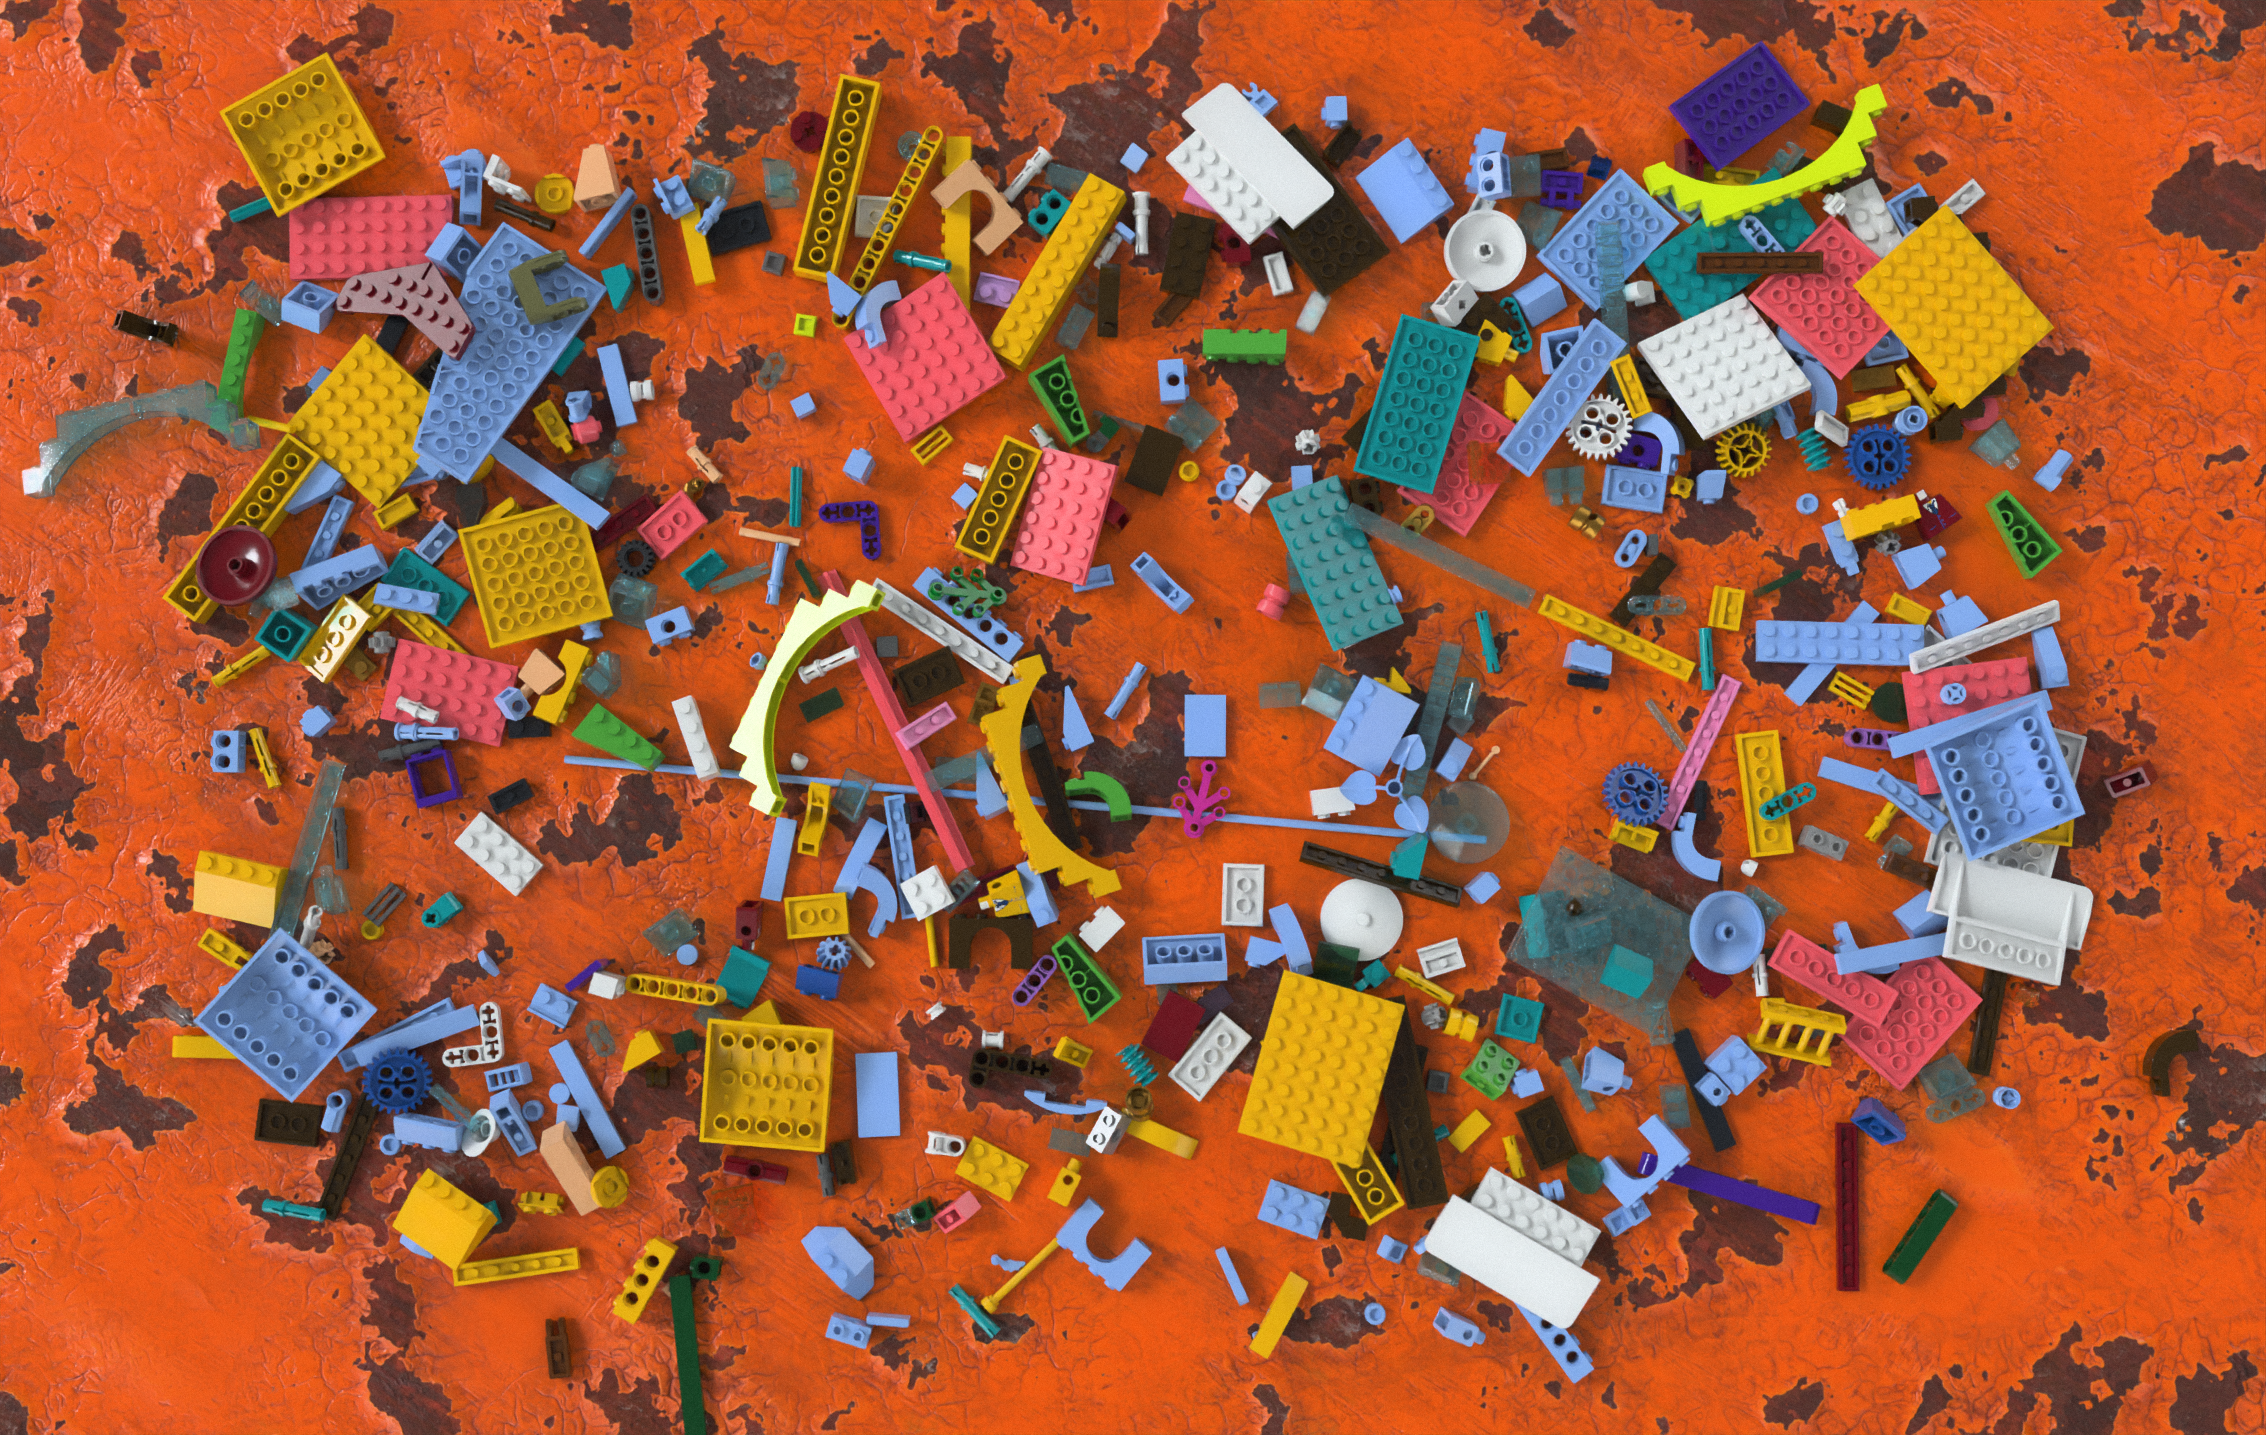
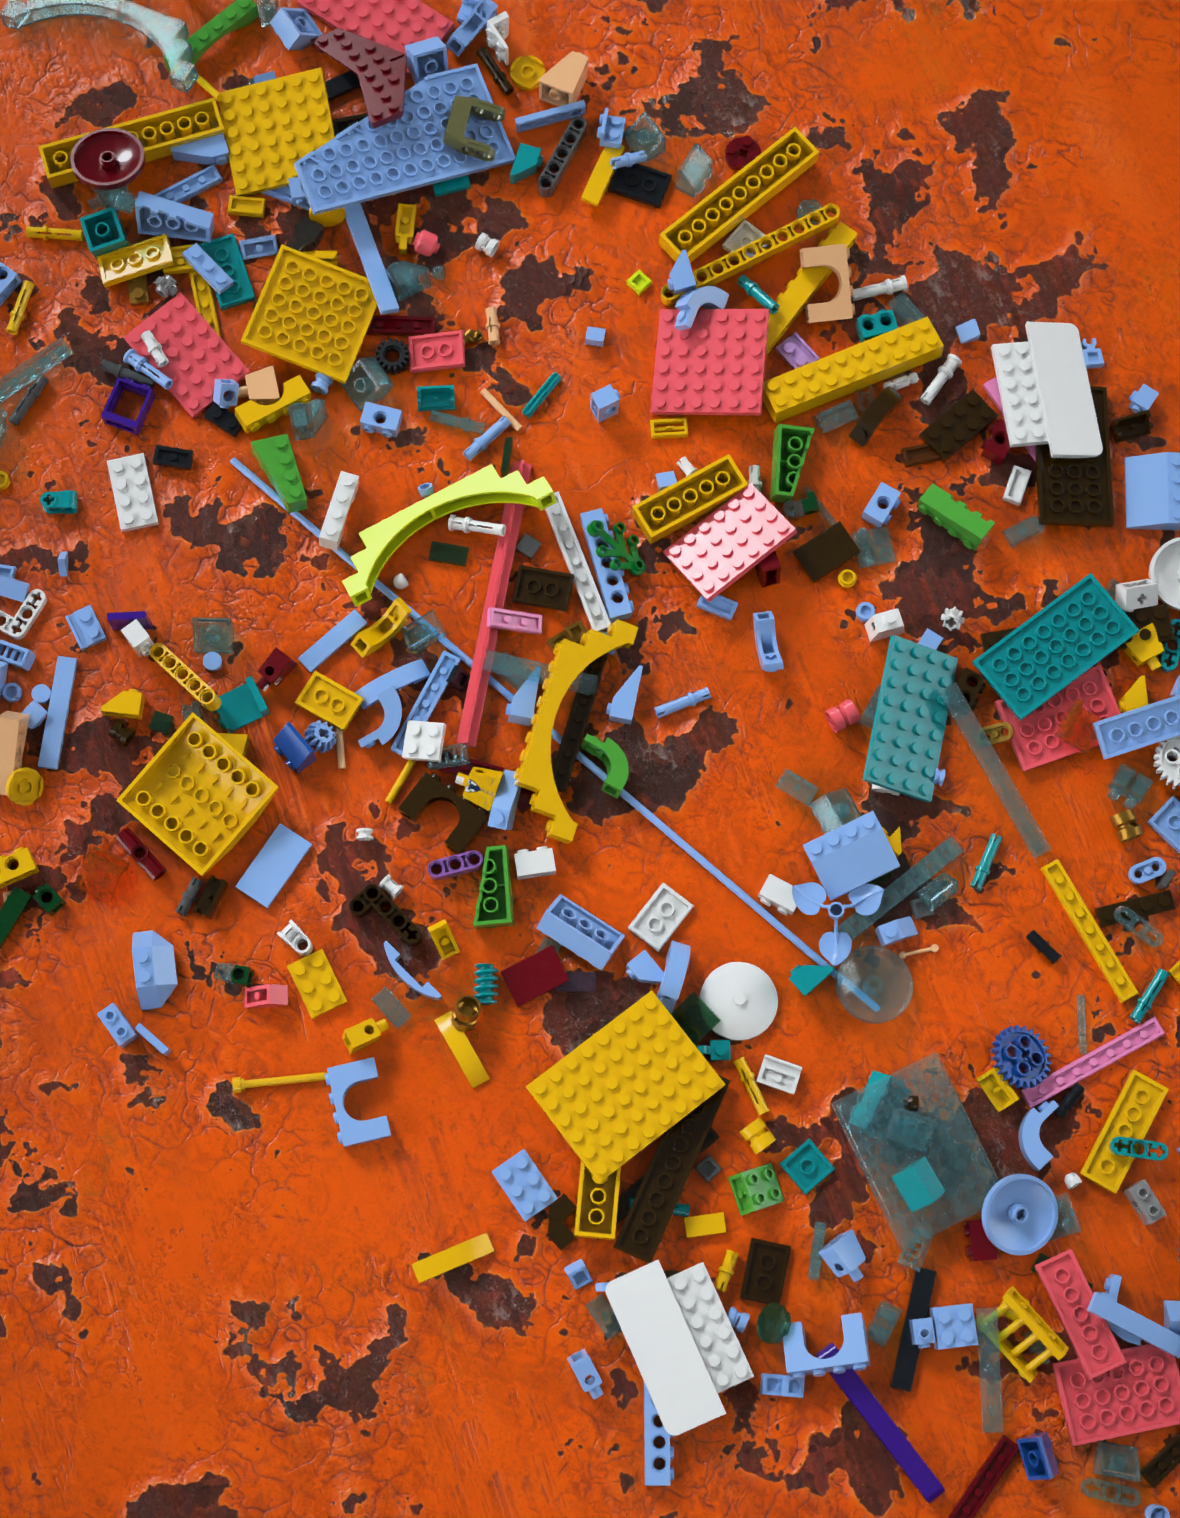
camera: 30 degrees right, 10 degrees down
(317, 721) = (77, 308): light blue brick -> none
(379, 898) = (24, 461): flat silver tile -> none
(579, 405) = (434, 222): light blue piece -> none
(596, 1041) = (106, 676): clear light blue beam -> none
(617, 385) = (471, 230): light blue tile -> none
(774, 263) = (648, 224): flat silver tile -> none
(775, 373) = (592, 298): clear light blue beam -> none
(865, 521) = (579, 446): dark purple beam -> none
(967, 1302) = (222, 1081): teal pin -> none
(1009, 1264) = (274, 1066): light blue piece -> none
(1108, 1130) = (427, 1018): brick -> none
(1127, 234) = (923, 377): light blue tile -> none
(1200, 803) = (678, 825): dark pink plant -> none
(1205, 726) = (723, 771): light blue tile -> none
(1209, 1056) = (546, 1020): white tile -> none
(1232, 1276) = (438, 1201): light blue beam -> none
(1235, 474) = (880, 604): light blue tile -> none
(1375, 1313) = (528, 1314): light blue tile -> none
(1379, 874) = (778, 977): dark brown tile -> none
(1434, 1016) = (741, 1114): light grey gear -> none
(1482, 887) = (850, 1040): light blue brick -> none
(1526, 1083) = (777, 1219): light blue brick -> none
(1588, 659) = (1055, 928): light blue slope -> none
(1760, 976) = (1023, 1271): white pin -> none
(1789, 1079) = (989, 1369): none -> clear light blue tile

